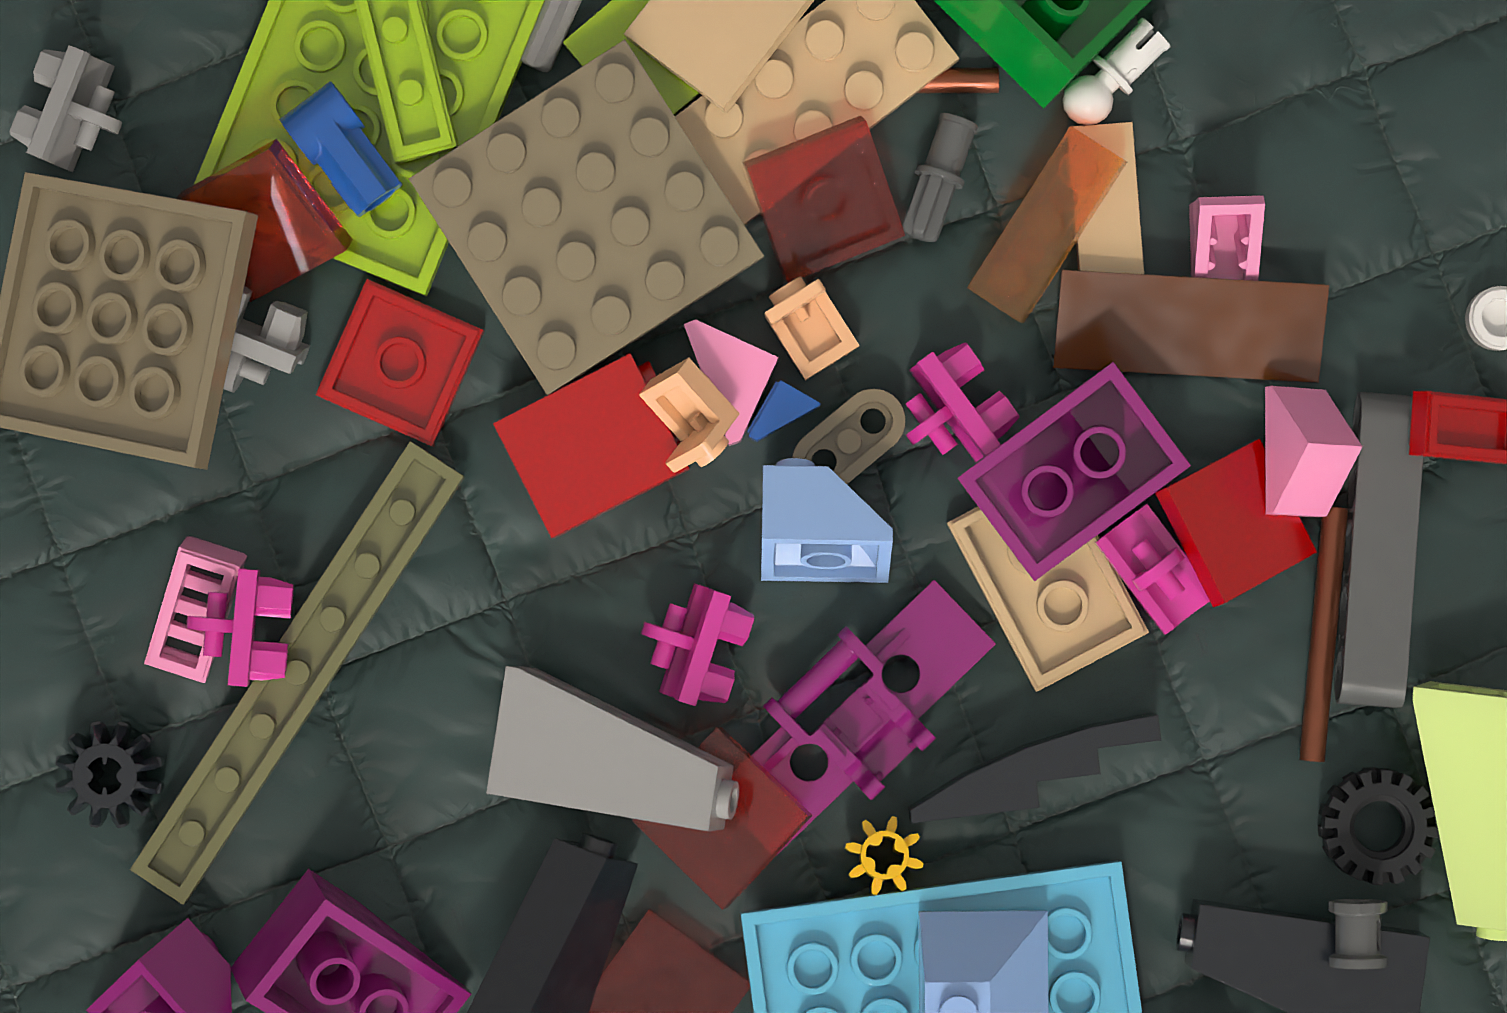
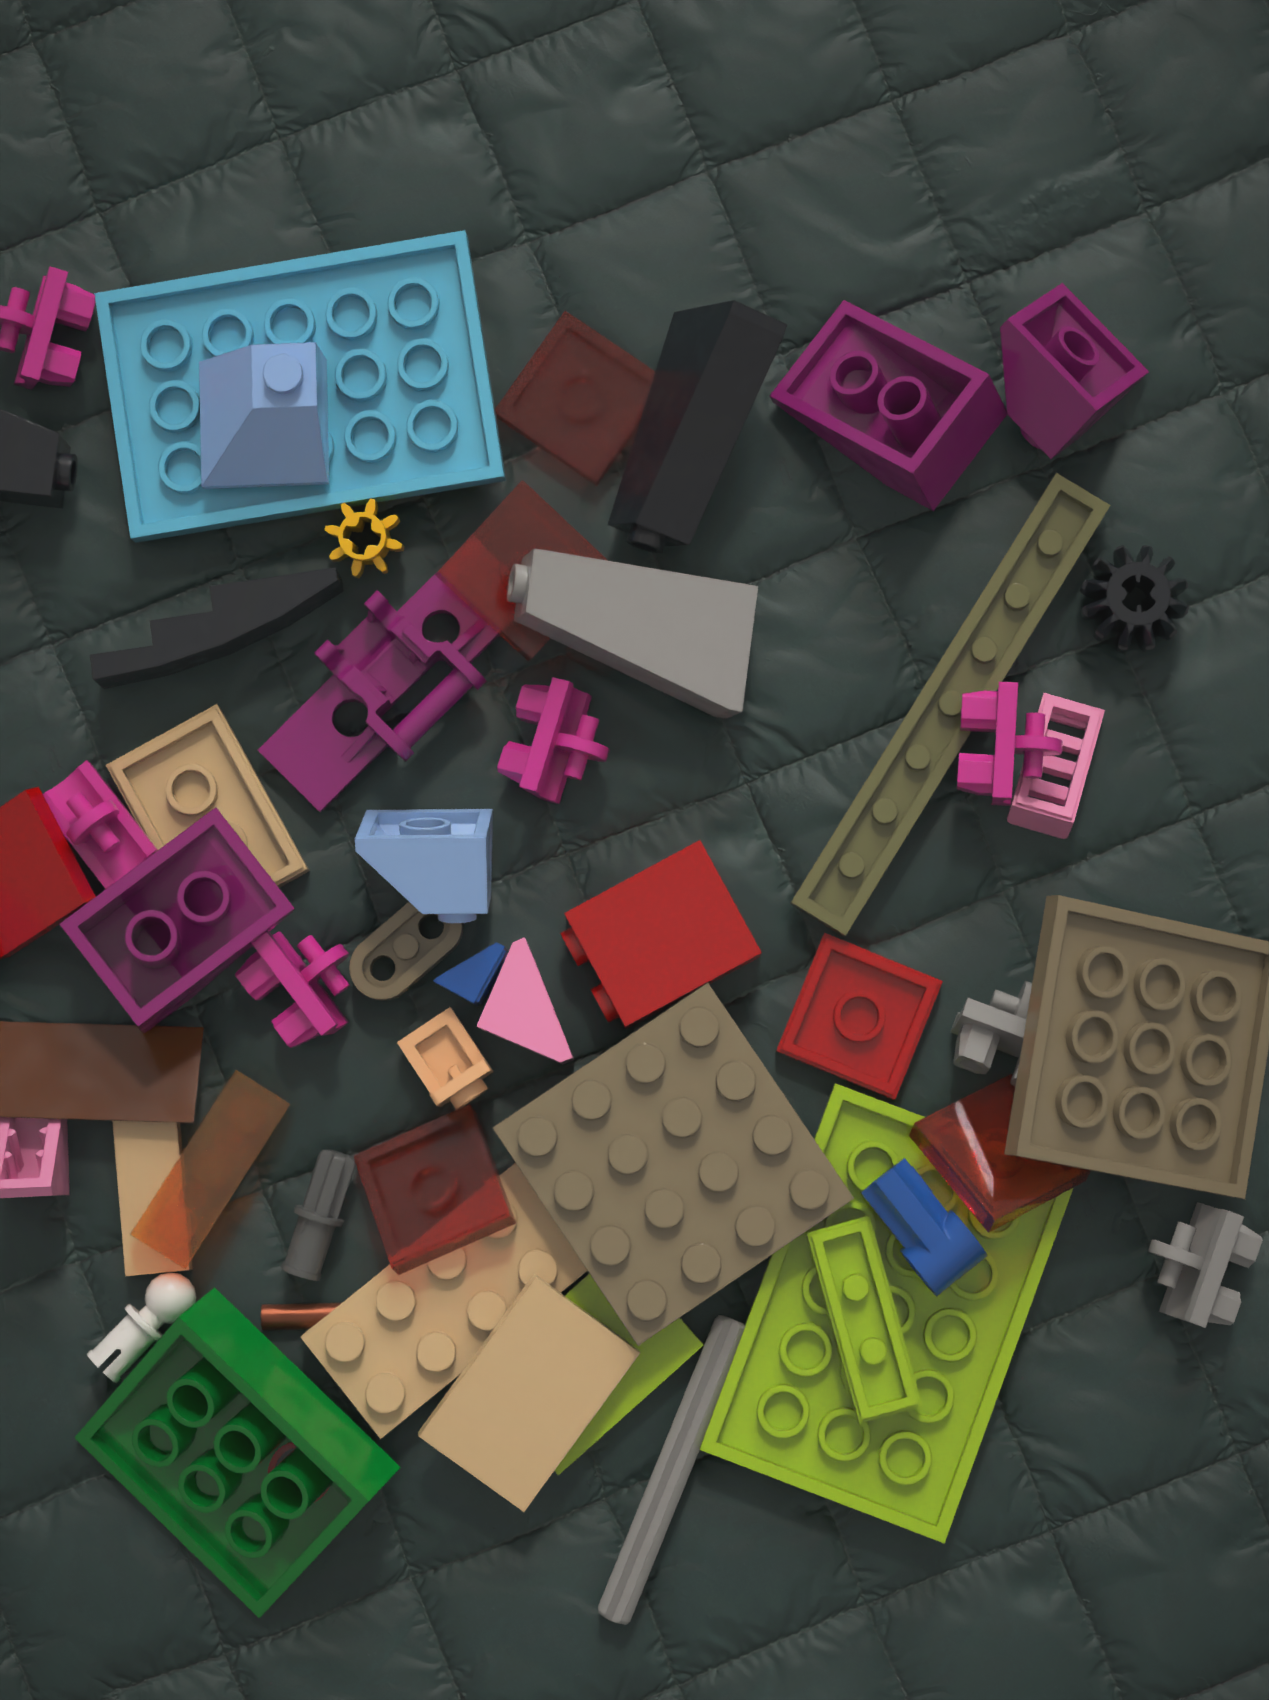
camera: 175 degrees left, 5 degrees down
(692, 411) = (559, 967): light nougat bracket -> none

